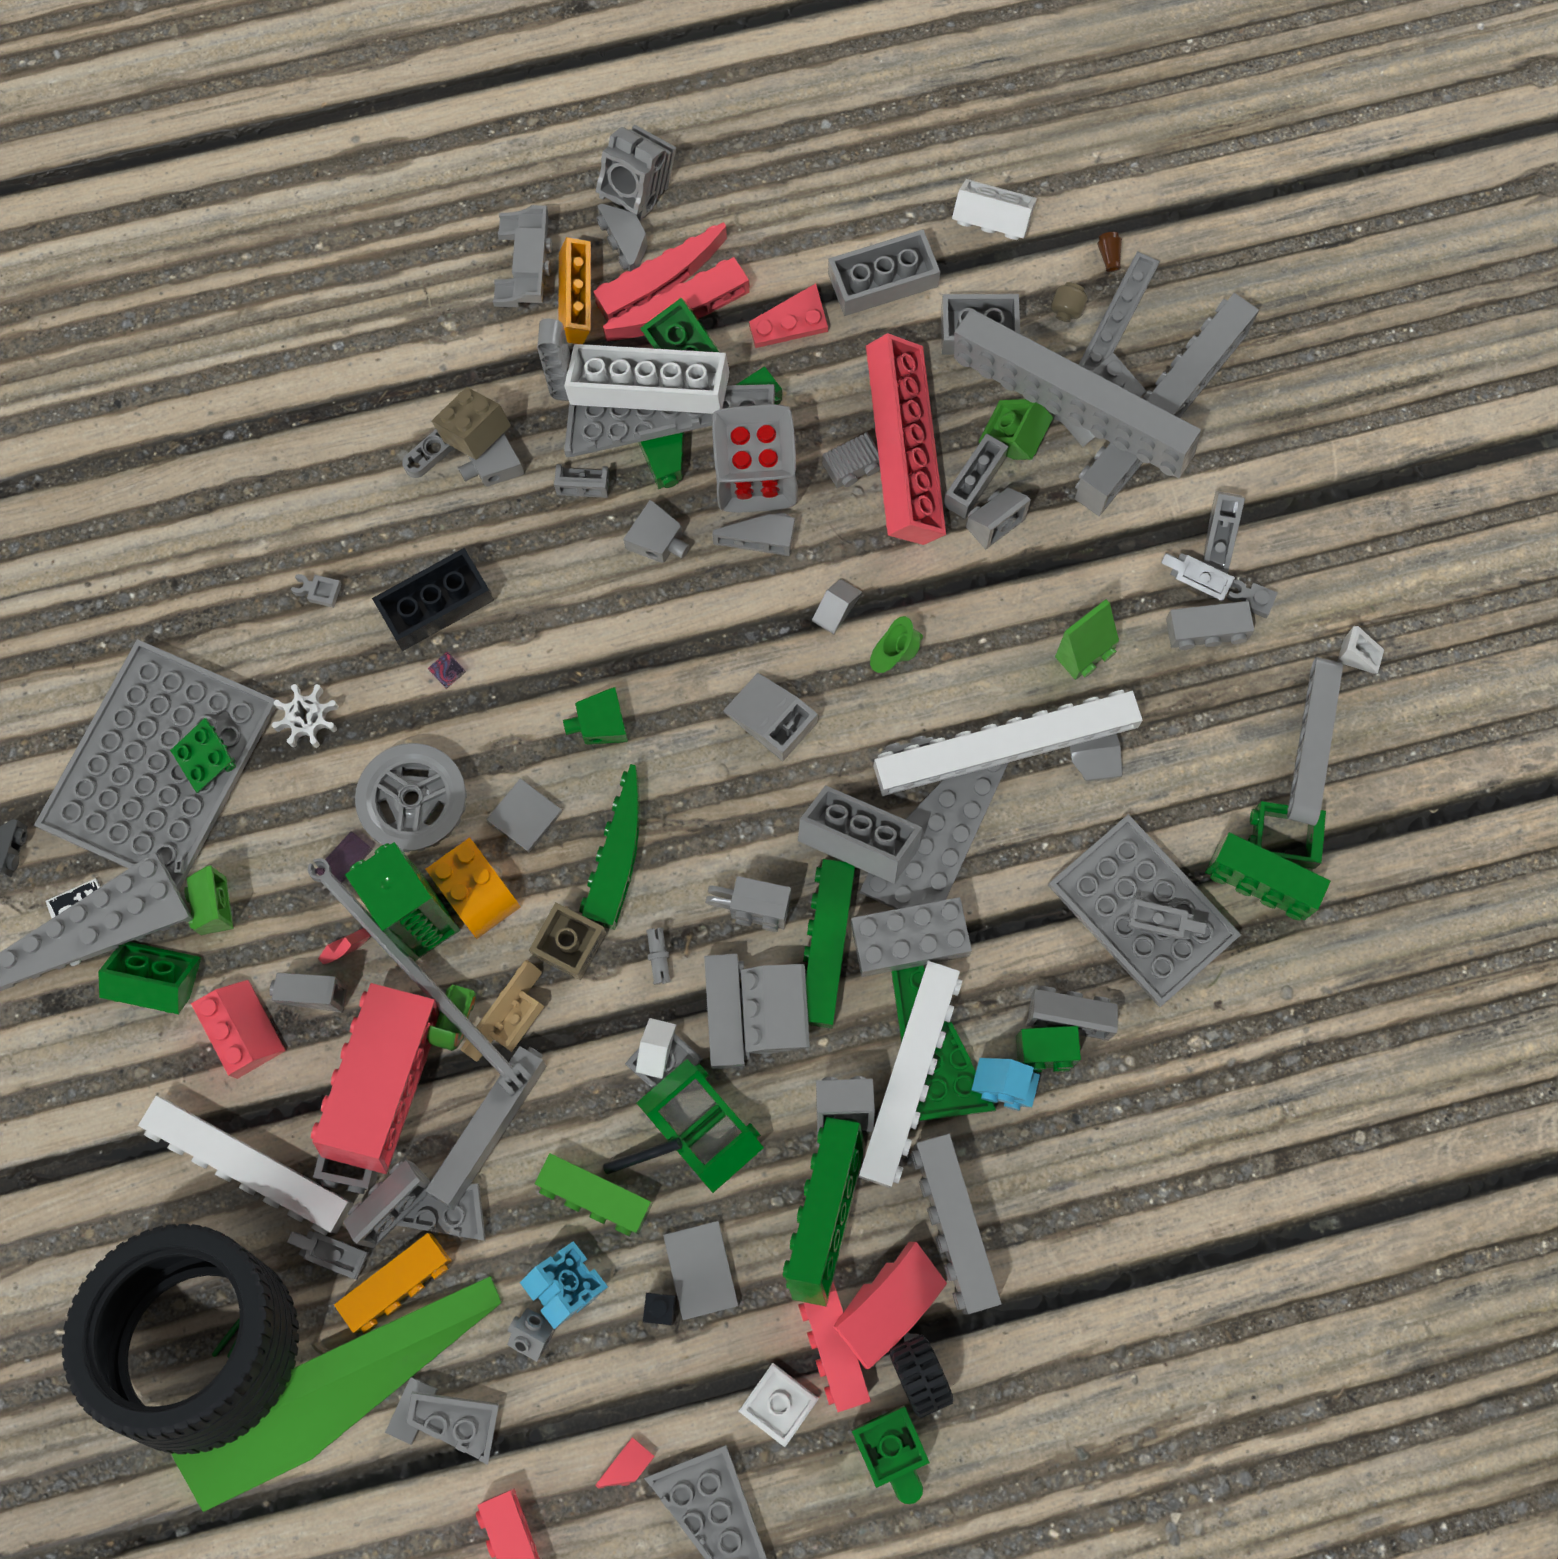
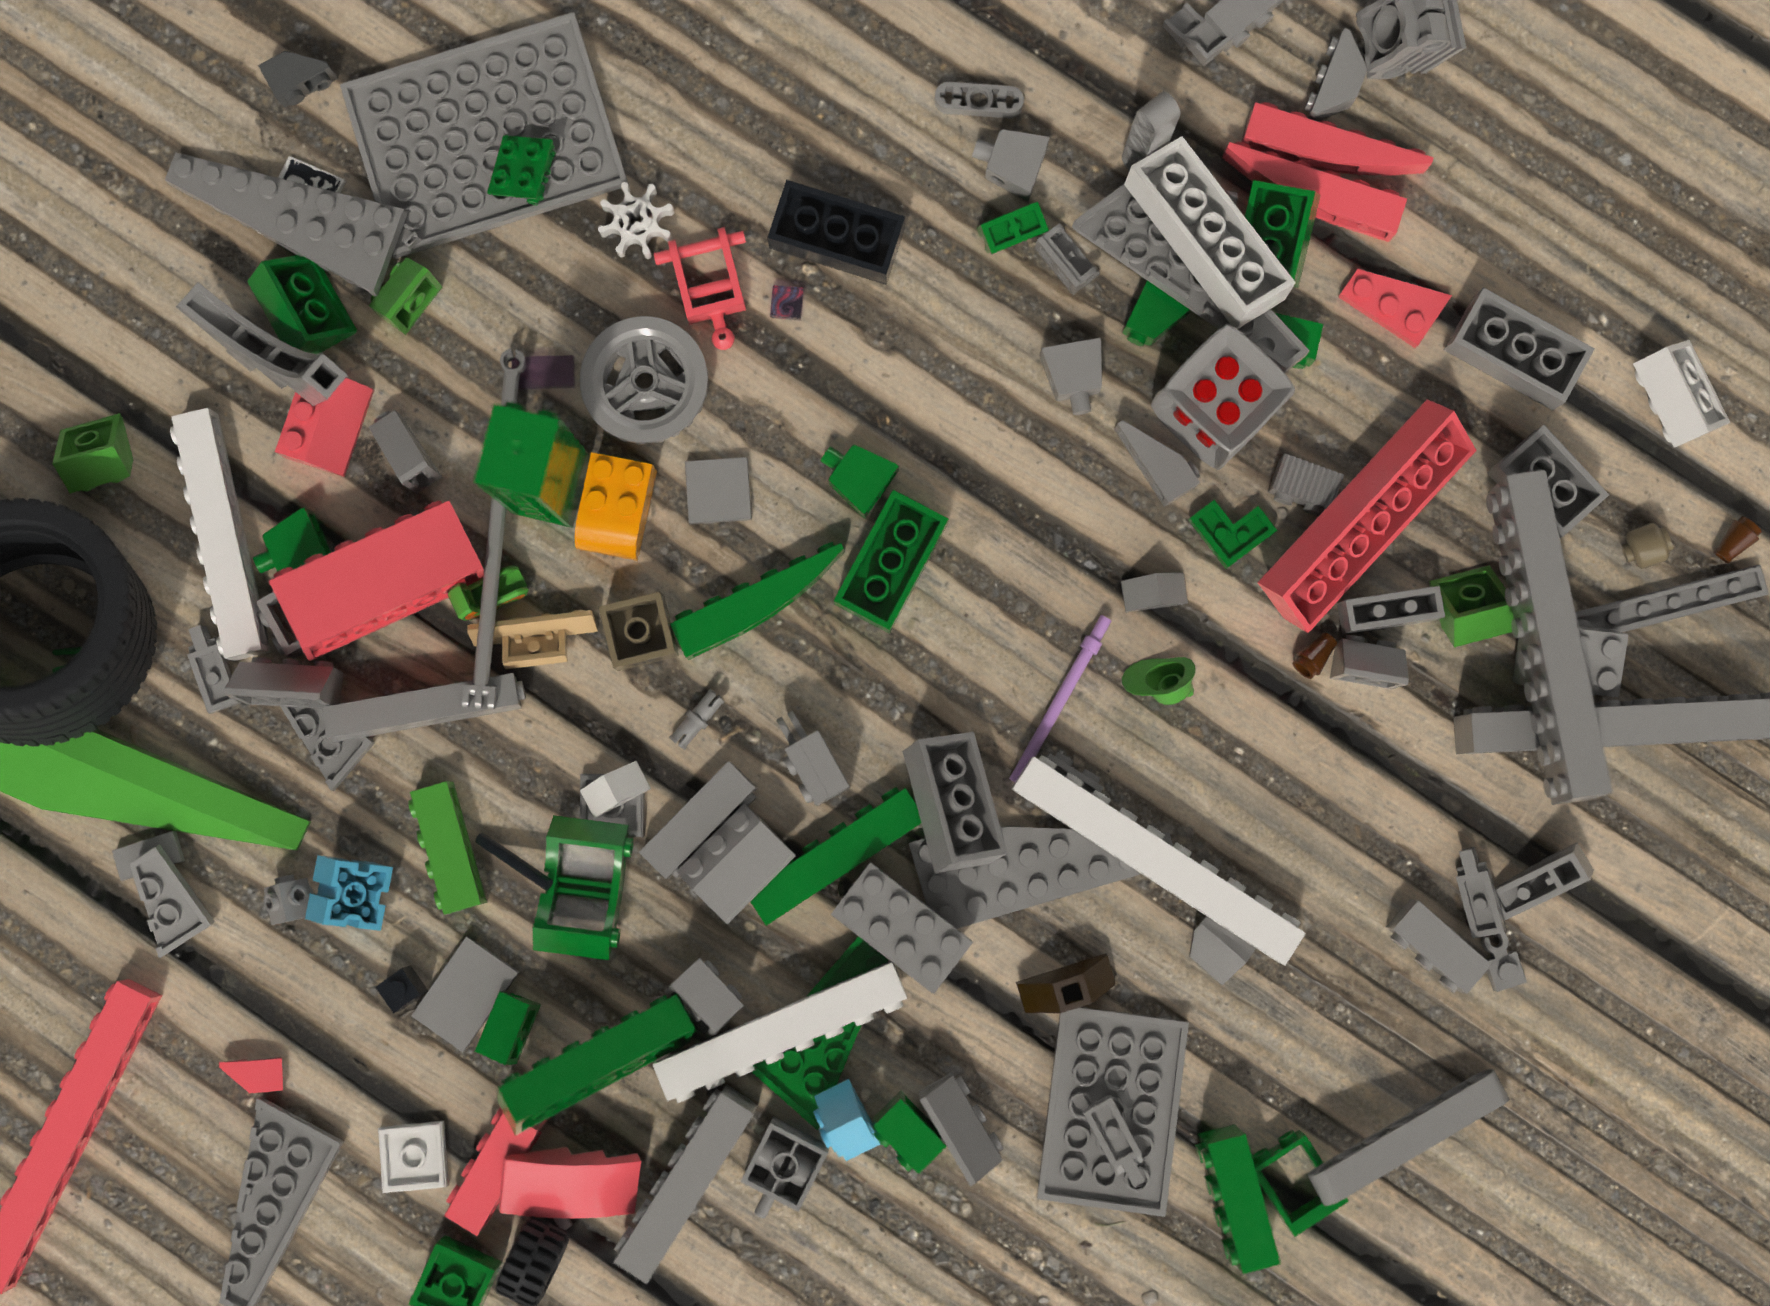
camera: 50 degrees right, 10 degrees up
(110, 1204) = (93, 454): none -> bright green slope
(143, 1030) = (306, 373): none -> light grey arch
(295, 1121) = (292, 542): none -> green torso
(319, 591) = (758, 125): light grey plate -> none
(344, 946) = (462, 441): coral slope -> none
(392, 1283) = (232, 747): light orange brick -> none
(430, 727) = (717, 310): none -> coral piece
(471, 423) = (1026, 113): dark tan brick -> none
(532, 494) = (1013, 228): none -> green hinge
(575, 289) = (1241, 84): light orange brick -> none
(671, 744) = (891, 561): none -> green brick
(748, 1259) = (507, 1028): none -> green hinge
(772, 715) = (997, 624): light grey slope -> none
(836, 674) = (1090, 646): none -> lavender bar
(844, 534) = (1230, 540): none -> green plate
(963, 545) = (1314, 656): none -> reddish brown cone
(1001, 1151) = (784, 1166): none -> light grey piece
(1039, 870) = (1067, 986): none -> dark brown slope
(1088, 641) = (1318, 853): bright green slope -> none
(1360, 651) = (1536, 1106): white slope -> none

